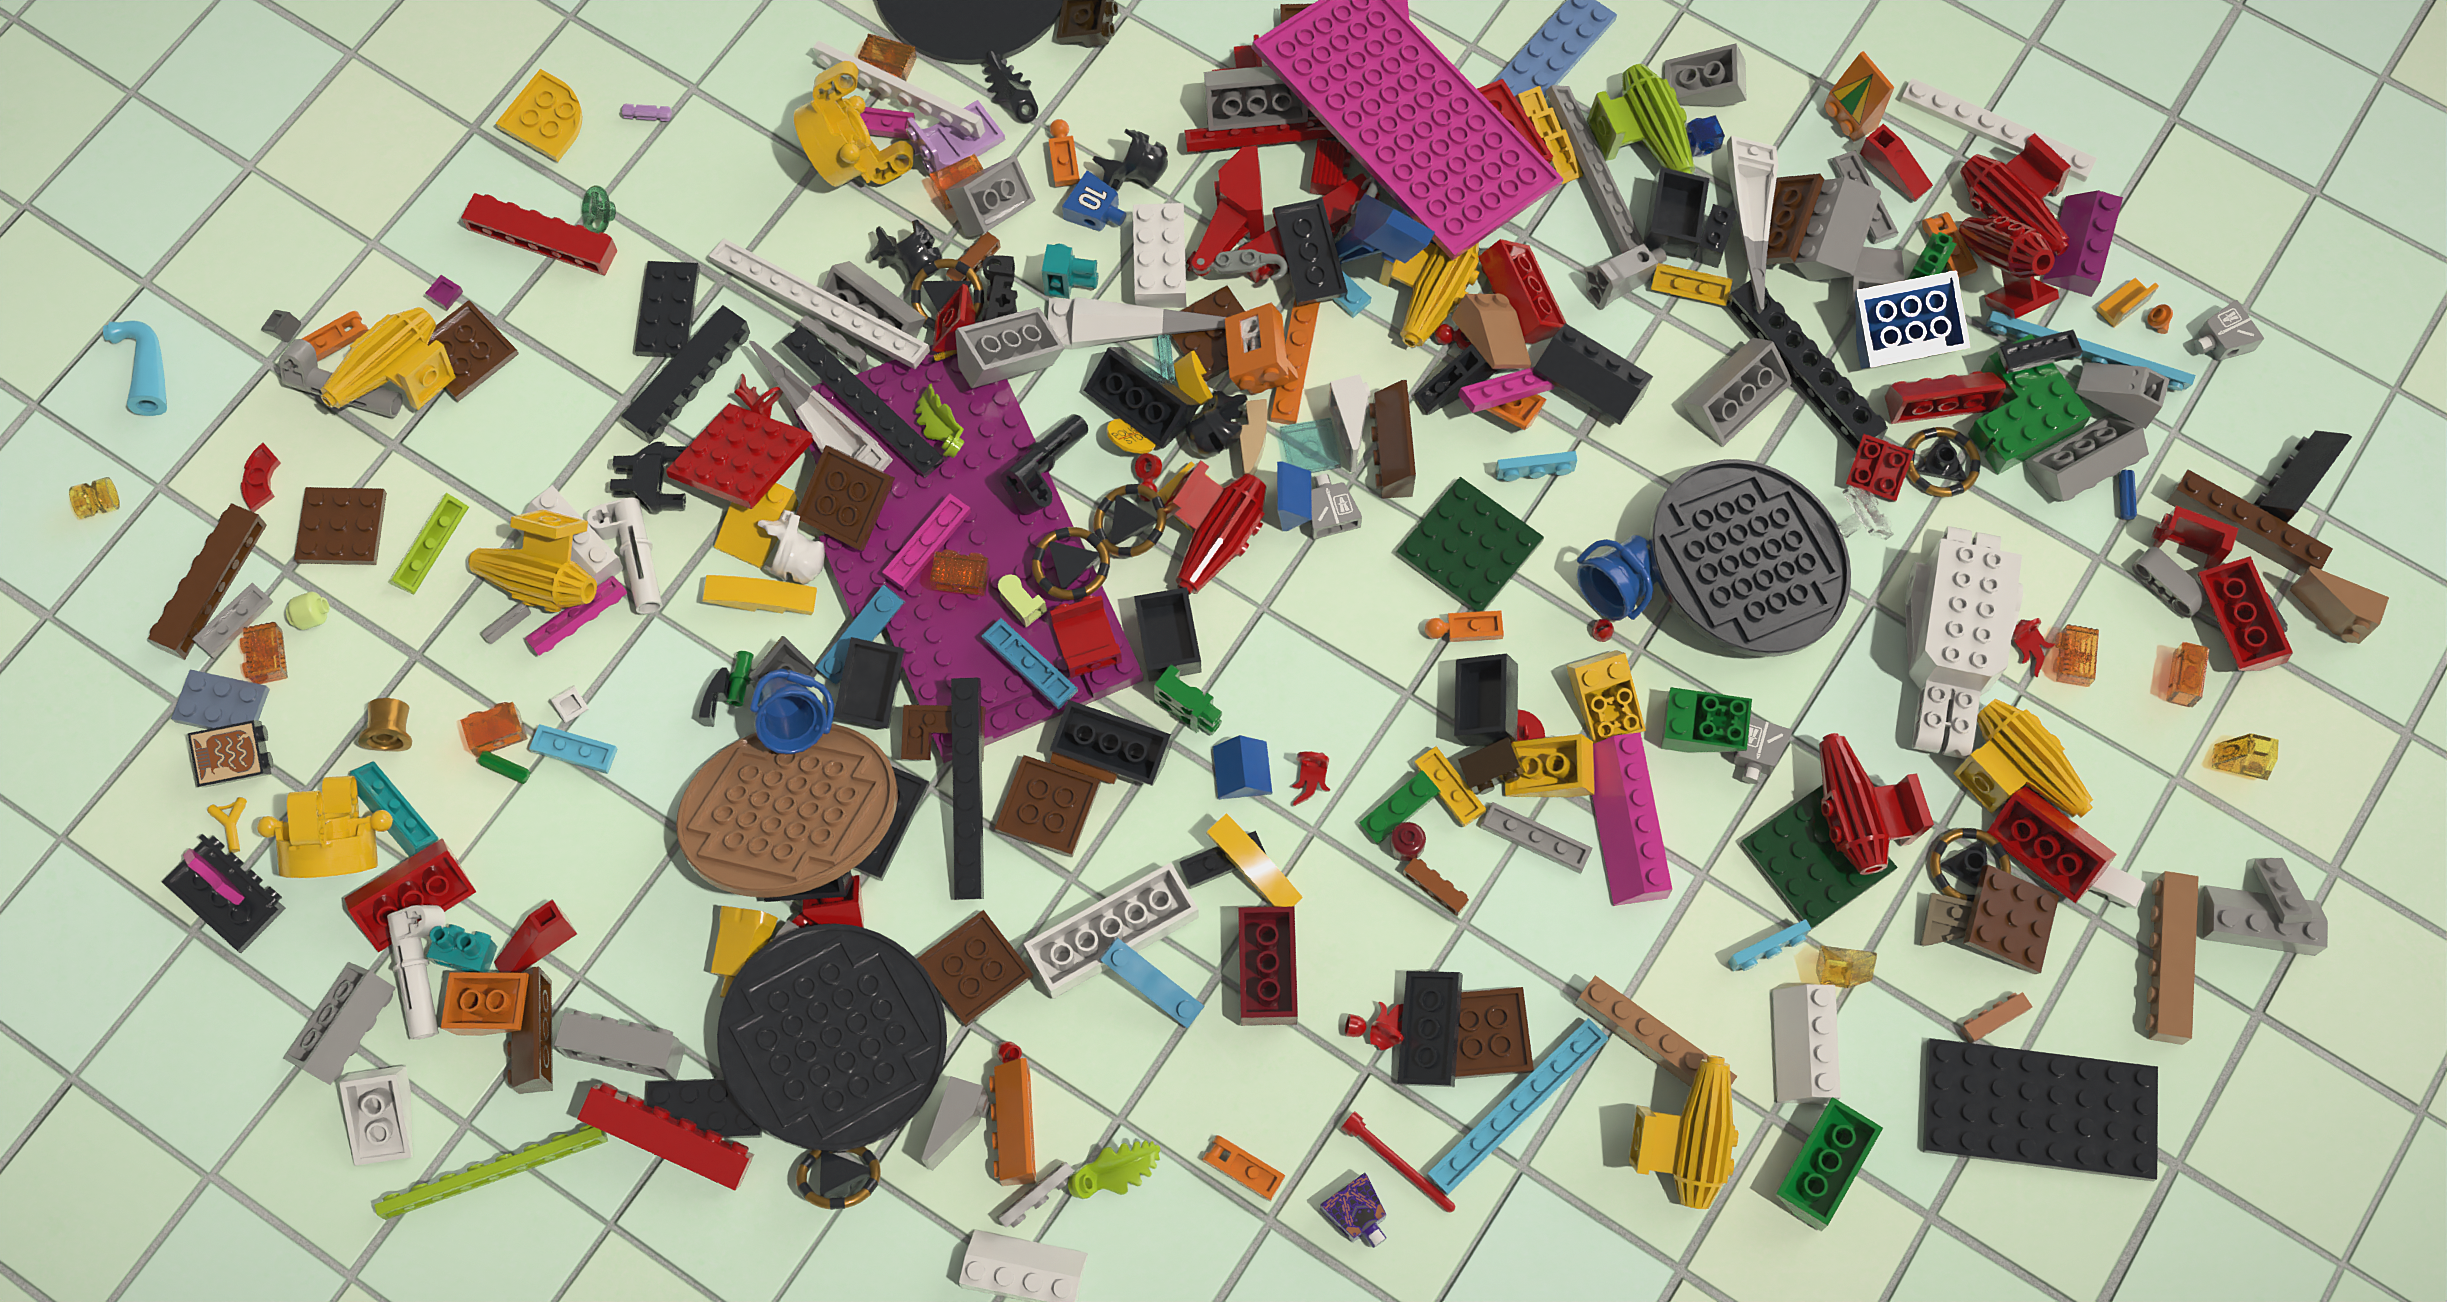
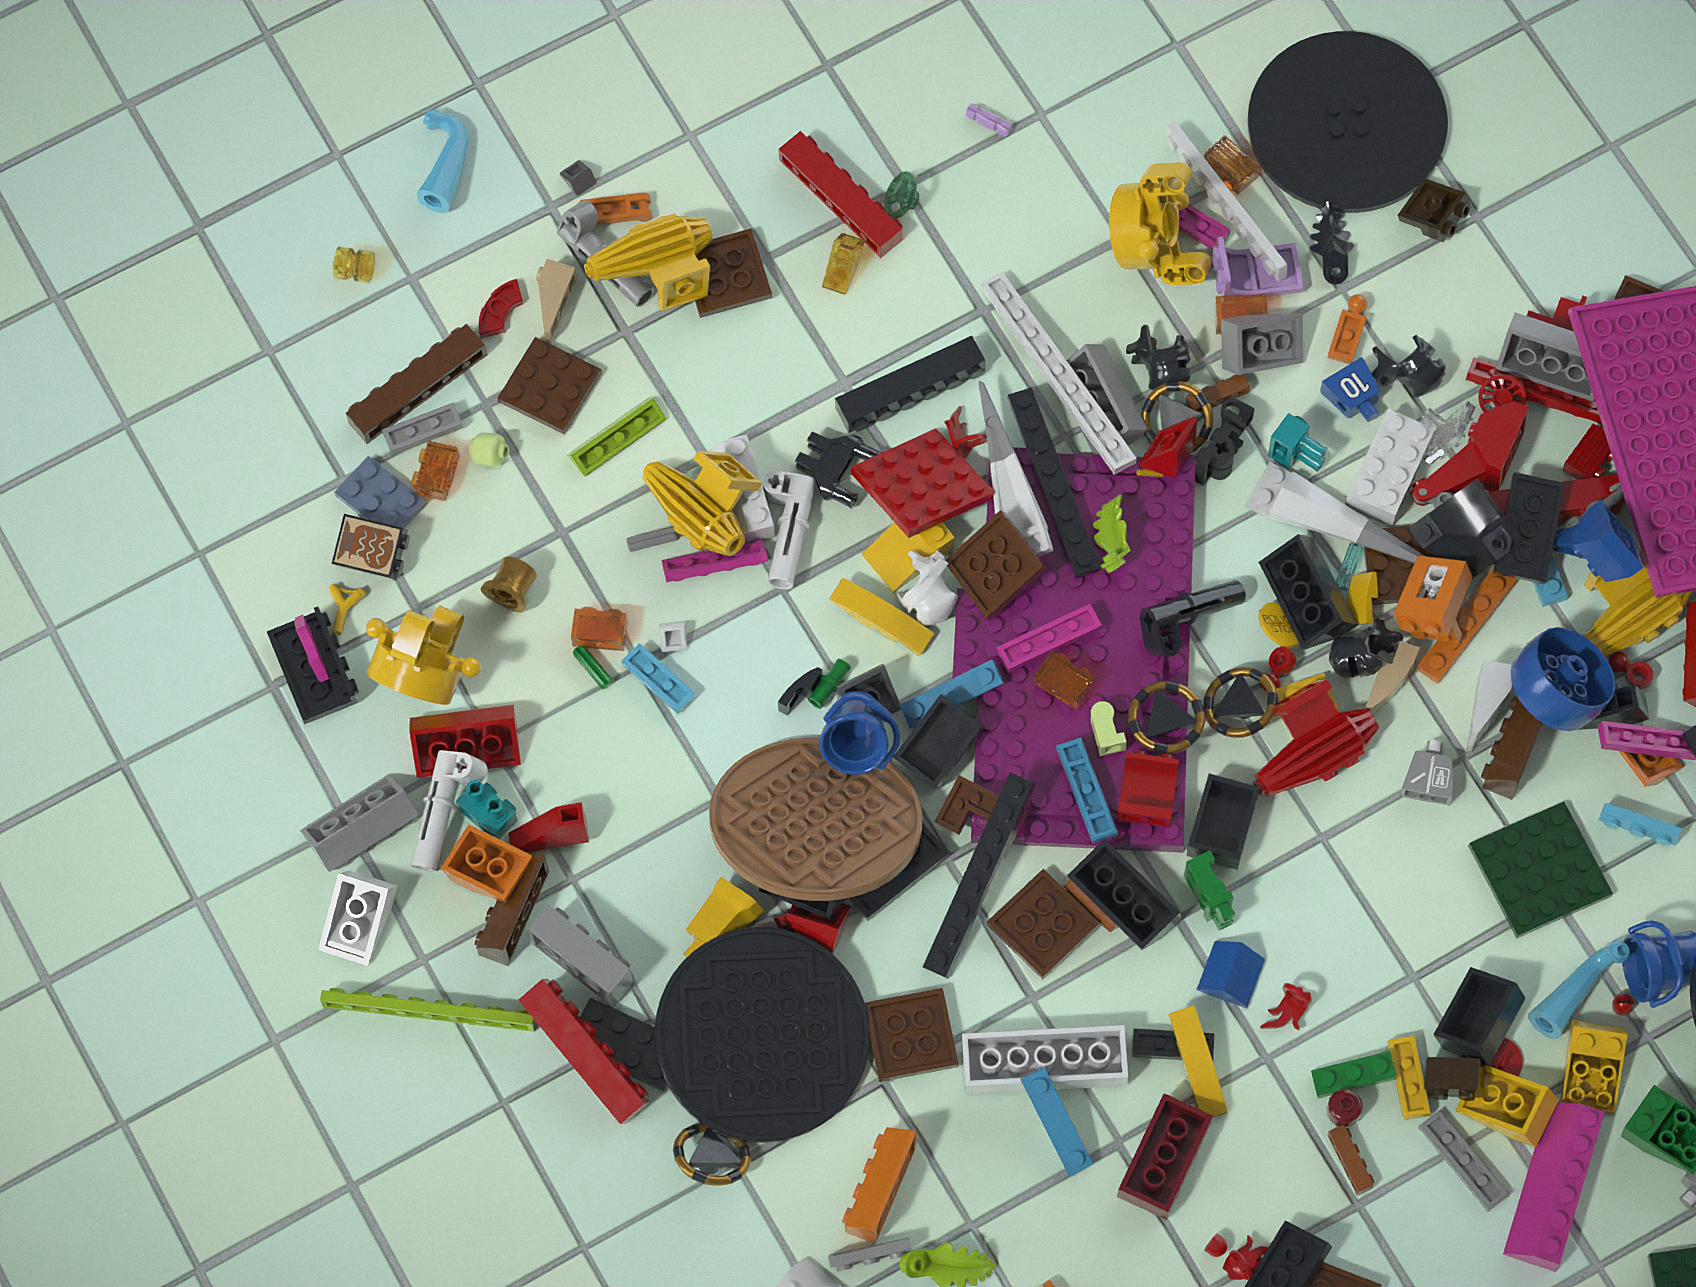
camera: 30 degrees right, 0 degrees up
(305, 434) = (555, 287): none -> tan slope
(381, 794) = (479, 643): teal slope -> none
(444, 292) = (732, 211): magenta plate -> none
(544, 116) = (895, 83): yellow plate -> none
(571, 293) = (843, 263): none -> clear yellow slope
(667, 308) = (921, 314): black plate -> none
(836, 344) = (1055, 416): light grey plate -> none
(957, 1117) = (833, 1155): light grey slope -> none
(1006, 347) = (1206, 492): light grey slope -> none
(1008, 1052) = (906, 1119): red hinge -> none
(1195, 201) = (1448, 431): none -> clear plate
(1226, 149) = (1503, 394): none -> red wheel
(1257, 275) = (1466, 529): none -> black slope
(1293, 495) = (1398, 748): blue slope -> none
(1311, 445) = (1440, 710): clear light blue tile -> none
(1409, 366) = (1574, 667): none -> blue wheel
(1467, 626) = (1499, 942): orange plate -> none
(1493, 330) = (1662, 680): medium nougat slope -> none
(1550, 659) = (1558, 1008): none -> medium azure animal

